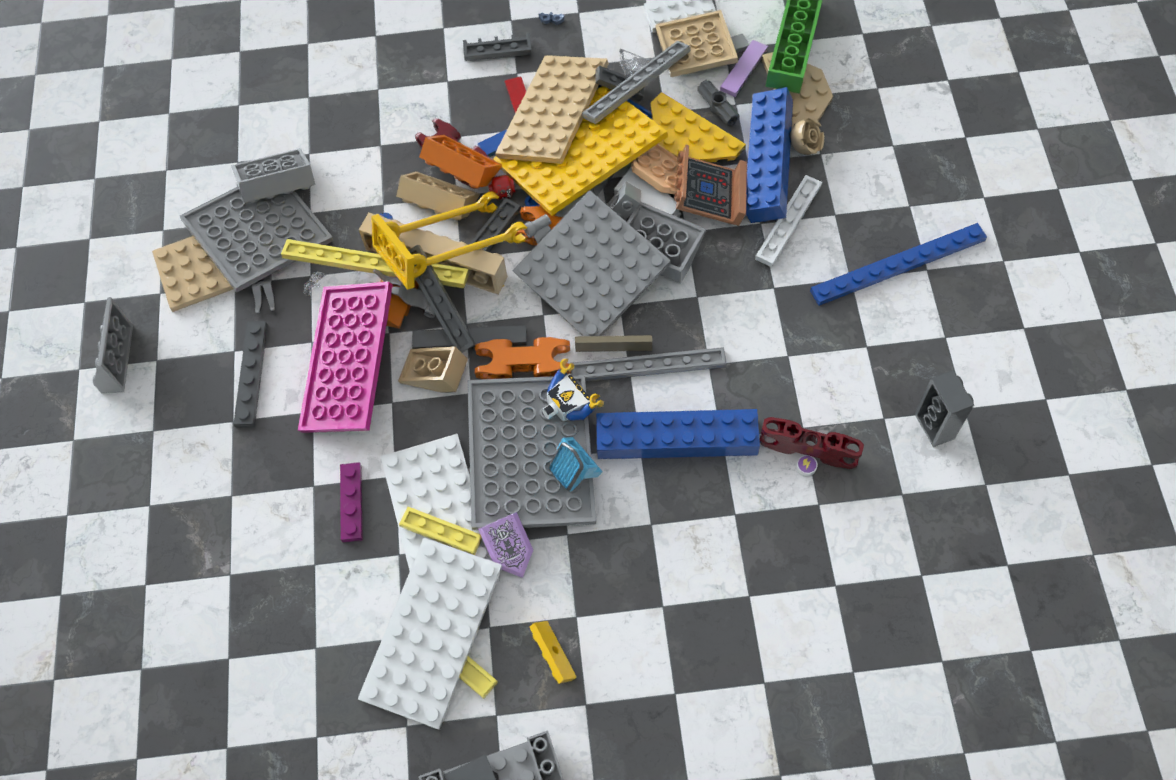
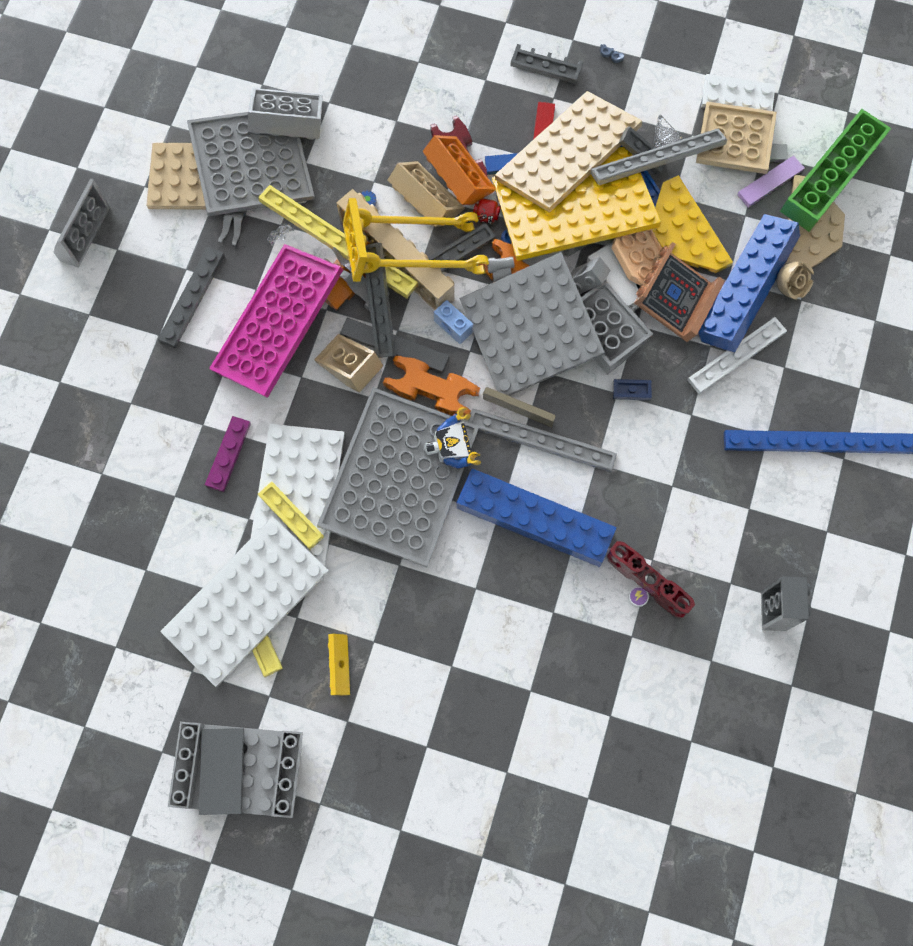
camera: 20 degrees right, 10 degrees up
(508, 544) = (342, 553): lavender tile -> none
(516, 294) = (453, 322): none -> light blue brick
(572, 464) = (429, 507): medium azure piece -> none
(709, 286) = (632, 389): none -> dark blue plate
(718, 102) = (729, 216): dark grey piece -> none

